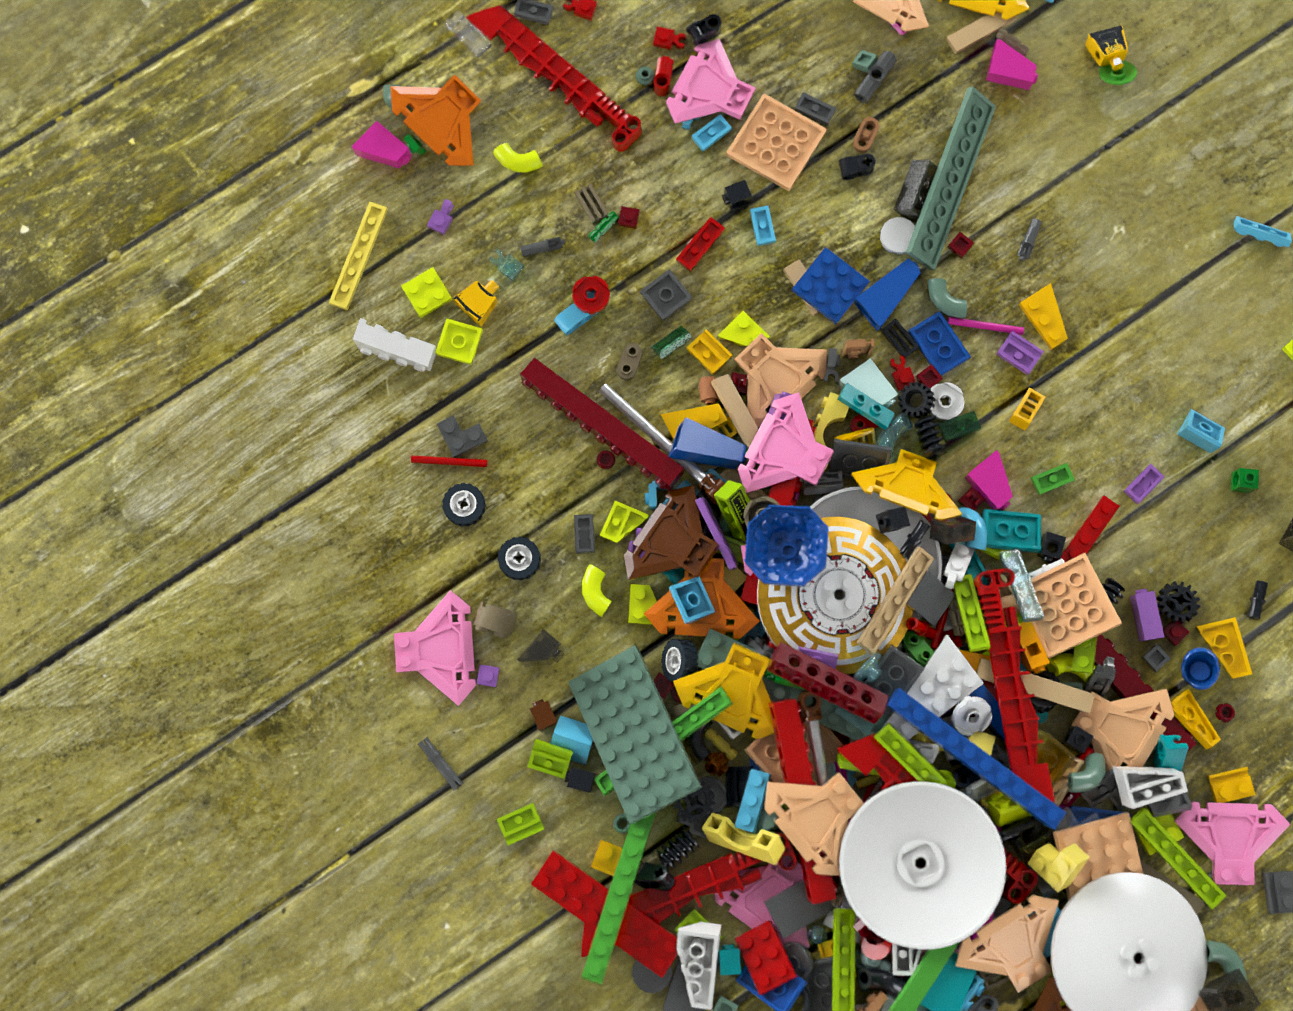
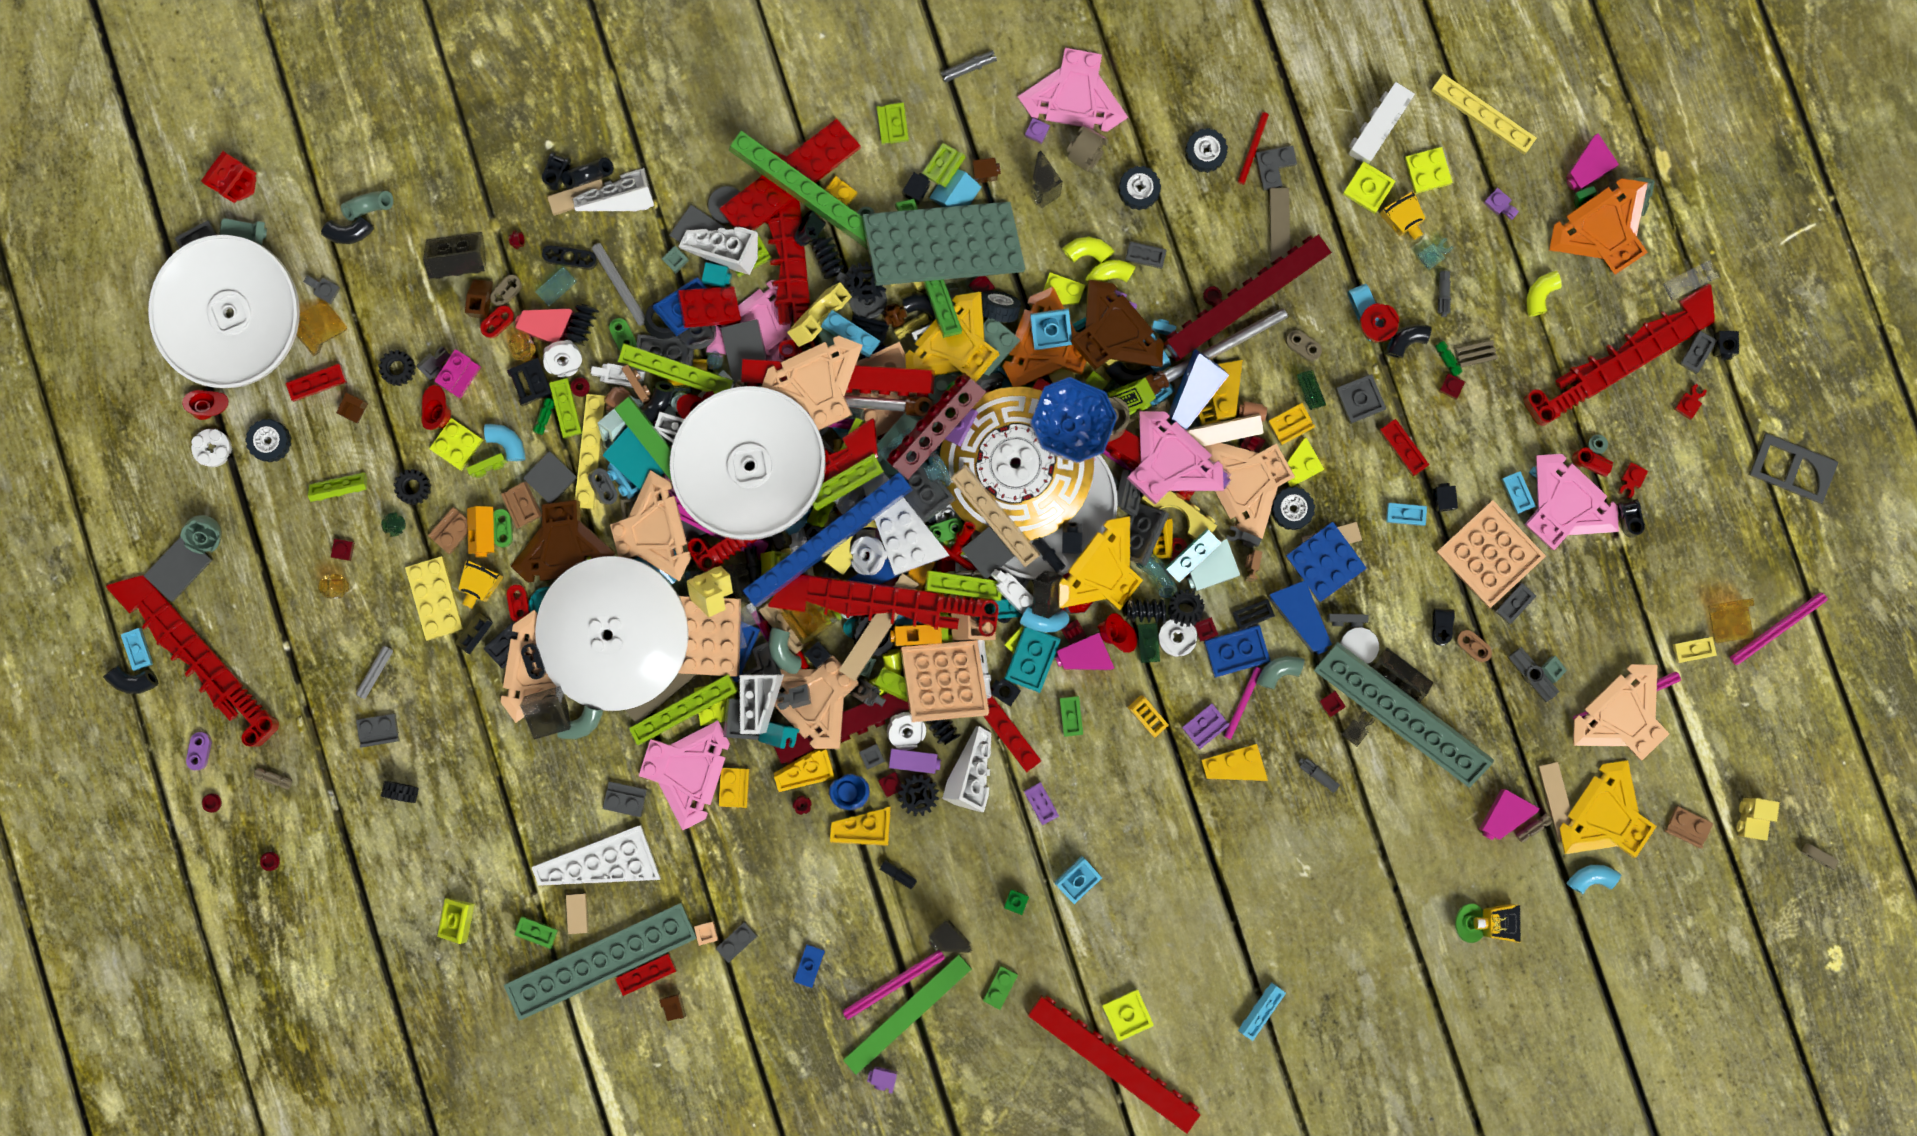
camera: 110 degrees right, 5 degrees up
(517, 416) = (1279, 223): none -> dark tan tile
(592, 266) = (1405, 337): none -> black cylinder
(609, 563) = (1111, 270): none -> neon yellow cylinder
(622, 522) = (1147, 293): neon yellow wing -> none
(717, 533) = (1111, 373): medium lavender tile -> none
(784, 319) = (1304, 509): none -> black wheel
(876, 244) = (1338, 620): none -> dark grey plate
(902, 375) = (1213, 605): red plate -> none
(961, 456) = (1118, 633): none -> red piece
(978, 217) = (1356, 730): none -> clear smoke plate
(1022, 586) = (976, 645): clear light blue tile -> none
(1124, 640) = (897, 737): none -> white plate
(1129, 746) = (797, 697): none -> dark grey plate
(1148, 558) = (968, 779): none -> white wedge

